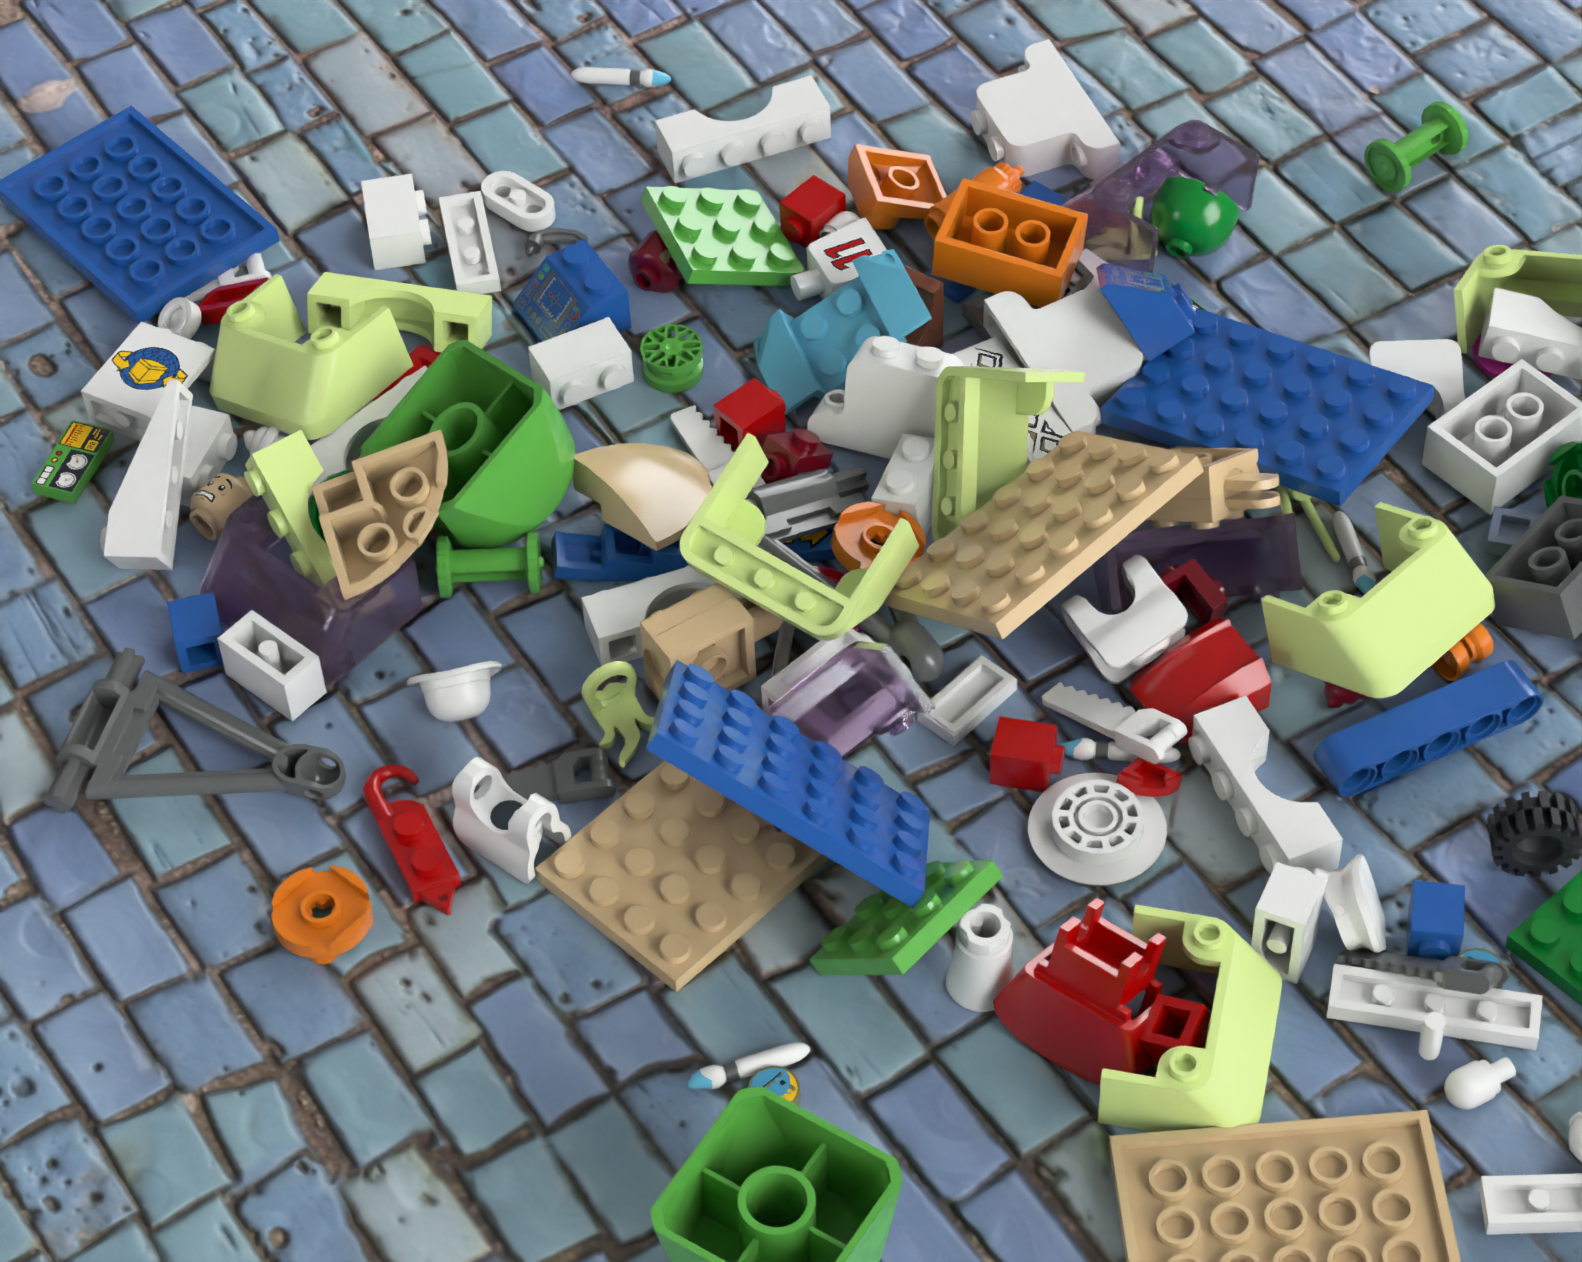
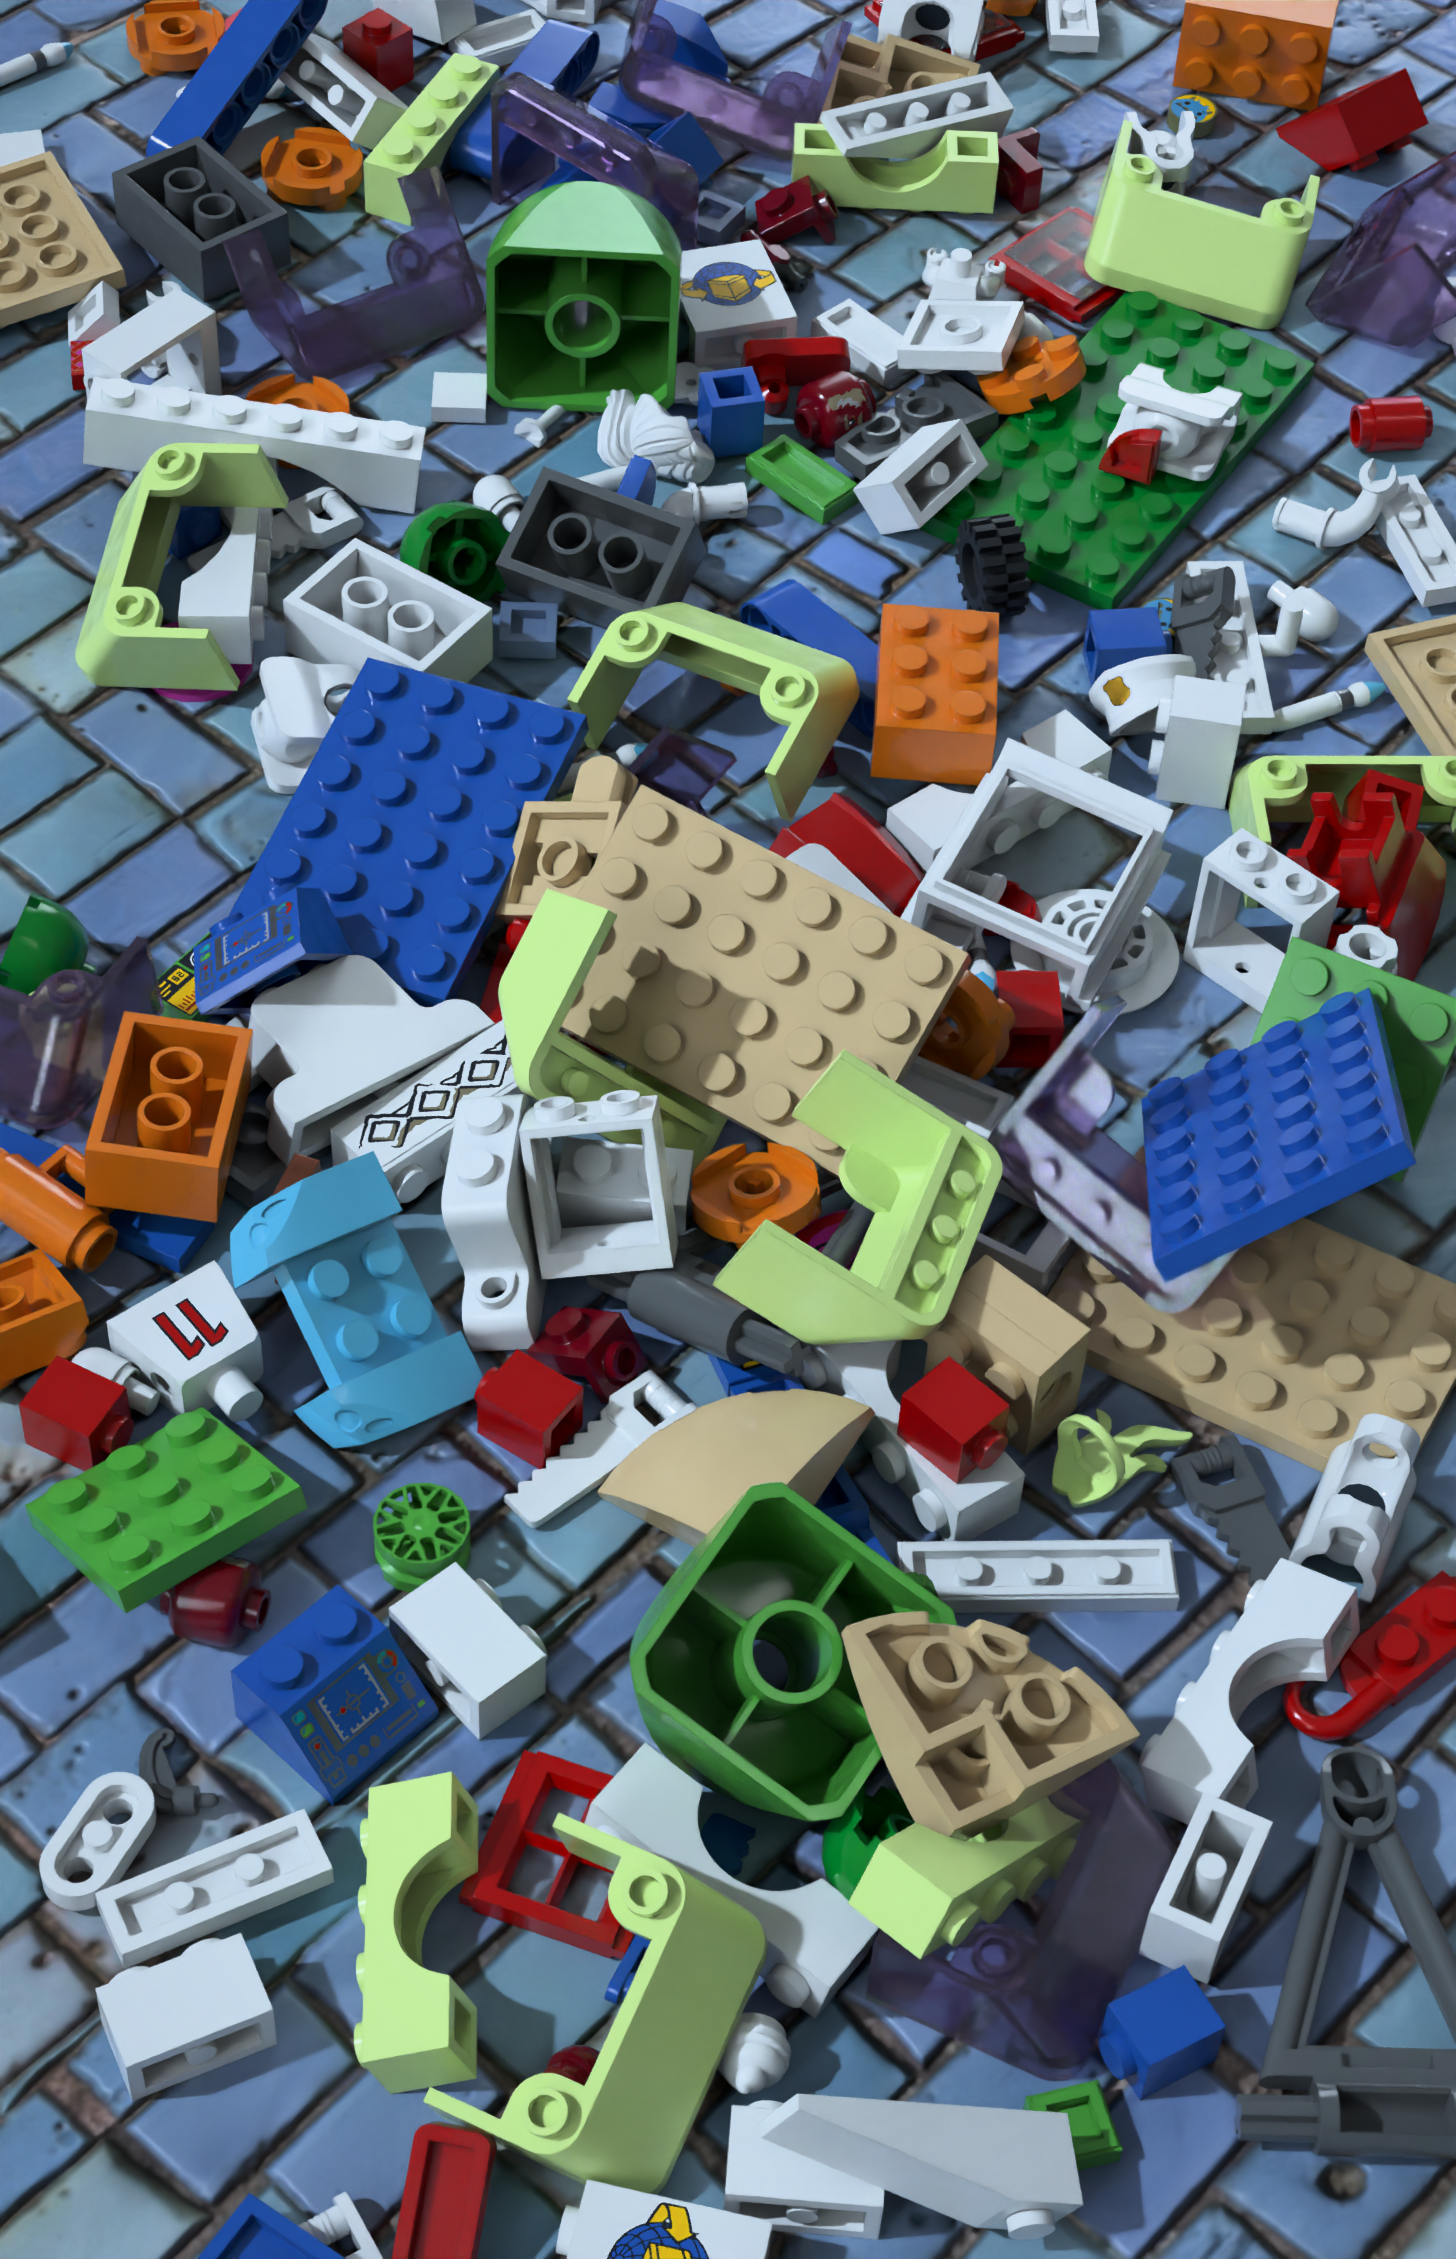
camera: 110 degrees left, 0 degrees up
(165, 585) = (1089, 2120): none -> bright green tile
(216, 502) = (902, 2066): tan head -> none
(365, 695) = (1289, 1632): none -> white arch
(457, 692) = (1147, 1640): white hat -> none
(542, 662) = (1047, 1574): none -> white tile
(635, 589) = (954, 1420): none -> red brick
(879, 433) = (608, 1246): none -> white window
(1015, 687) = (980, 1033): none -> orange plate
(1047, 892) = (1221, 945): none -> white window
(1106, 816) = (1090, 793): none -> white piece
(1350, 731) = (935, 694): none -> orange brick
(1354, 1065) = (1307, 711): none -> white piece

